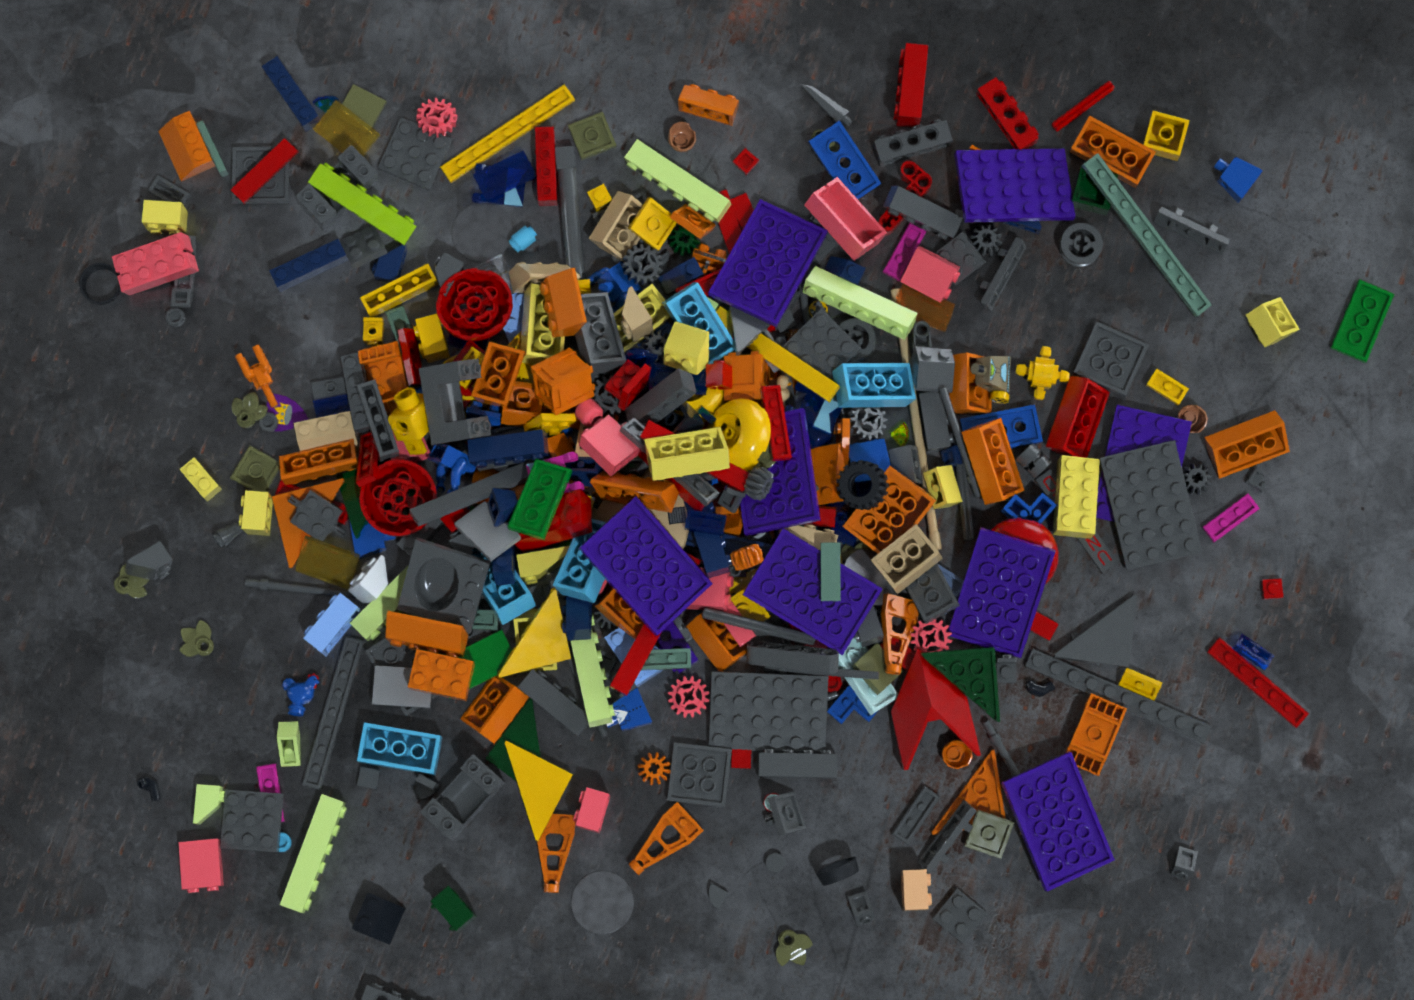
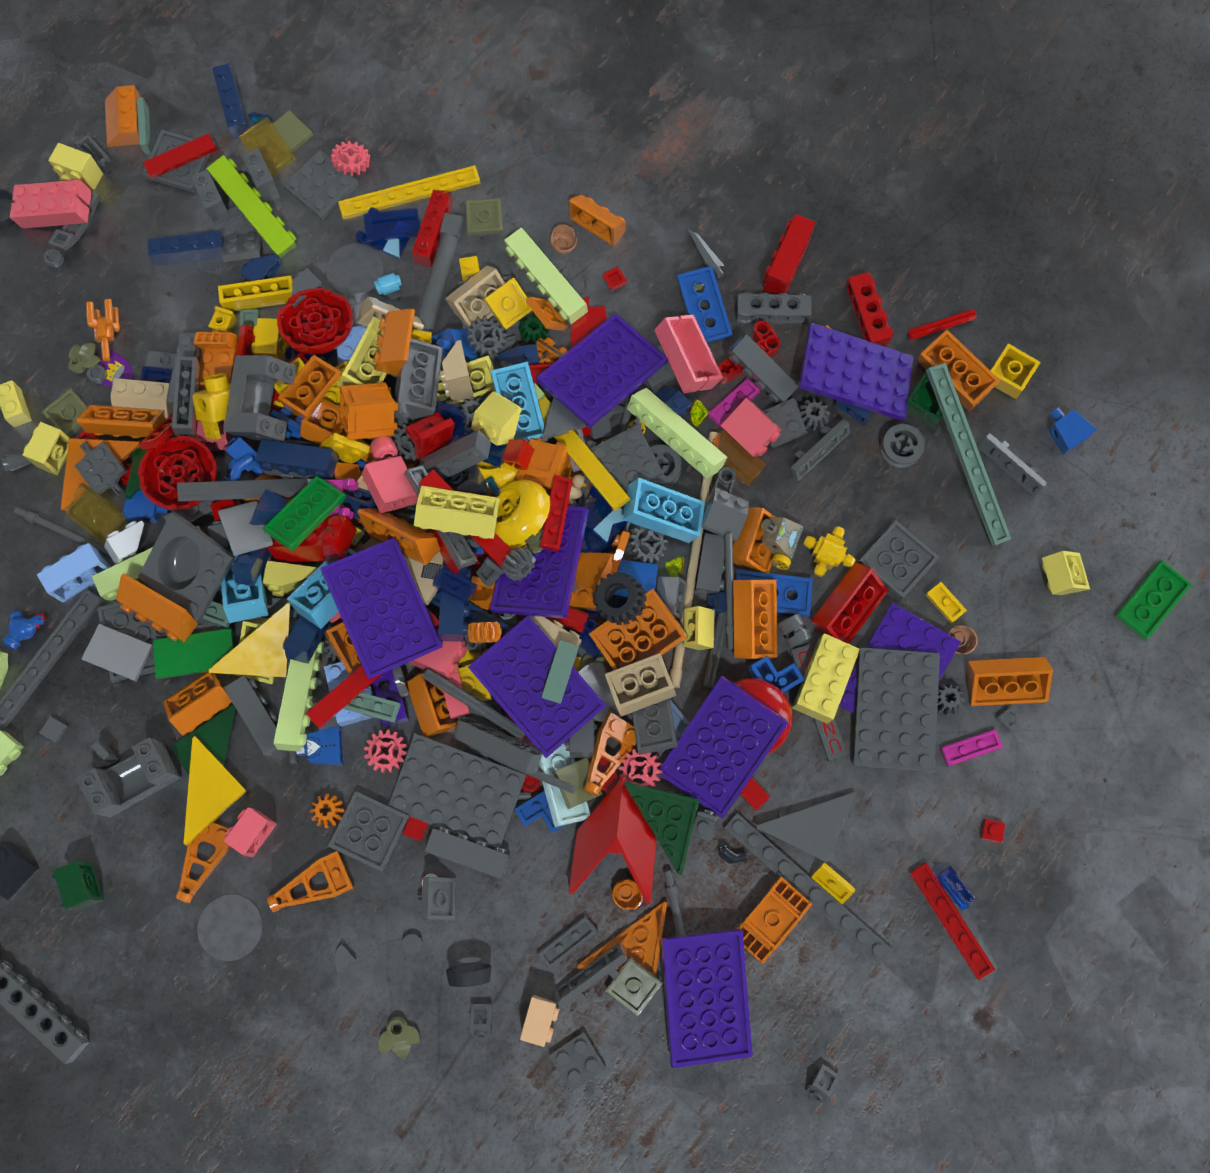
camera: 15 degrees right, 5 degrees down
(399, 749) = (90, 711): medium azure brick -> none
(441, 675) = (153, 652): orange brick -> none
(873, 274) = (698, 413): none -> clear neon green tile

